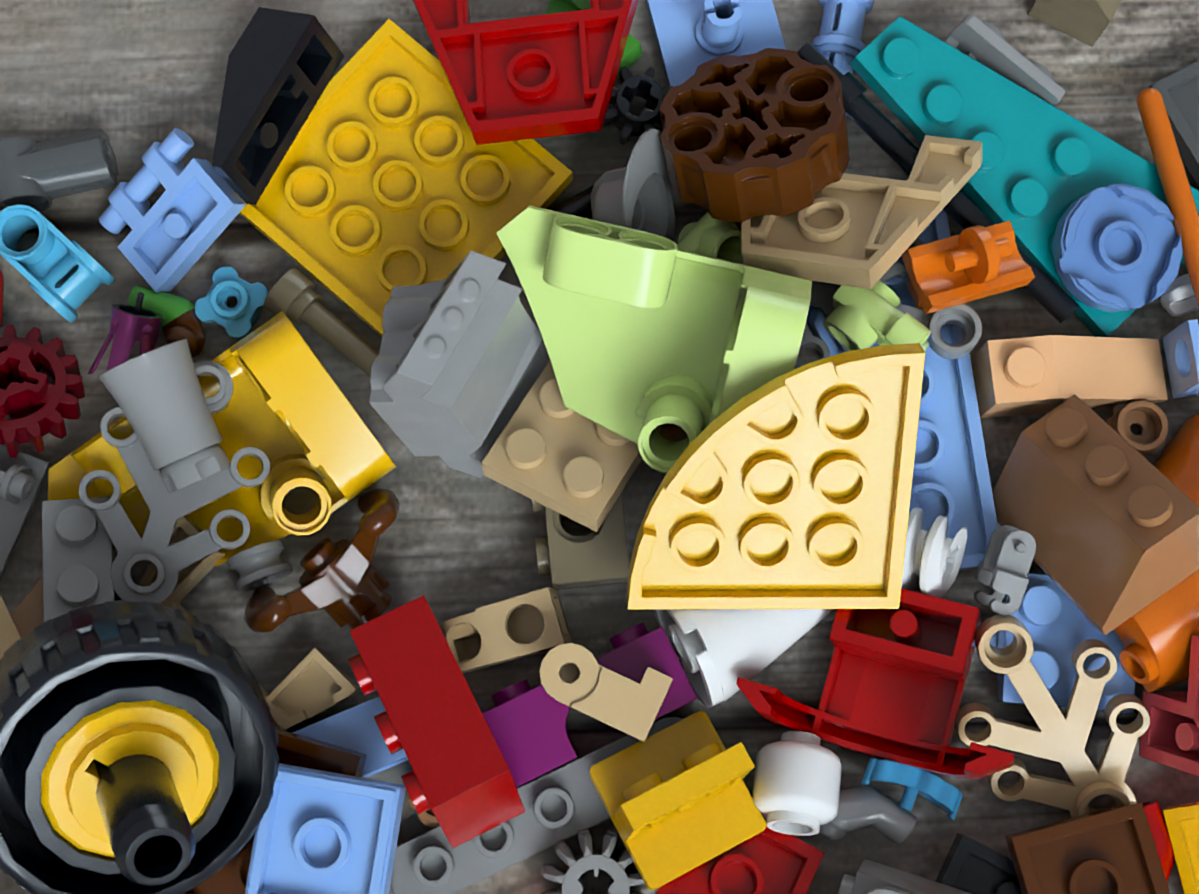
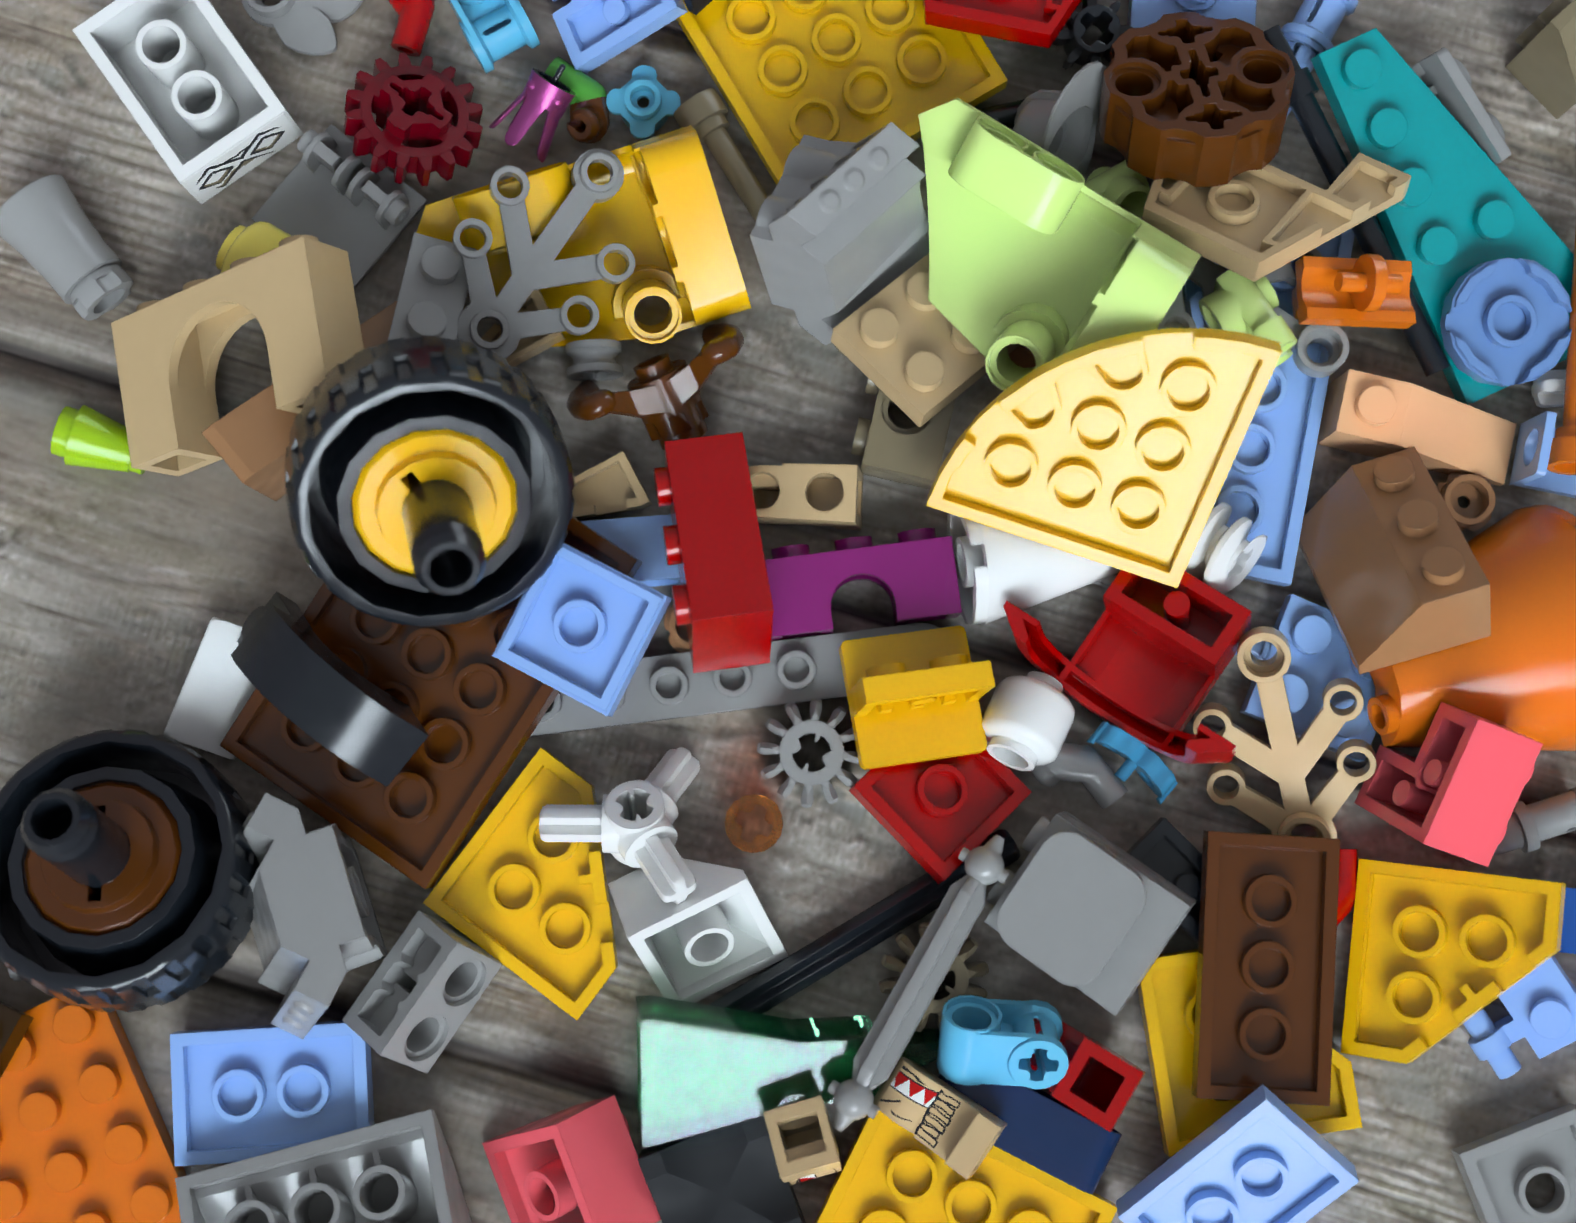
camera: 20 degrees right, 5 degrees up
(169, 414) = (559, 187): light grey plant -> none
(579, 682) = (876, 577): tan leg -> none
(1006, 569) = (1290, 587): light grey piece -> none

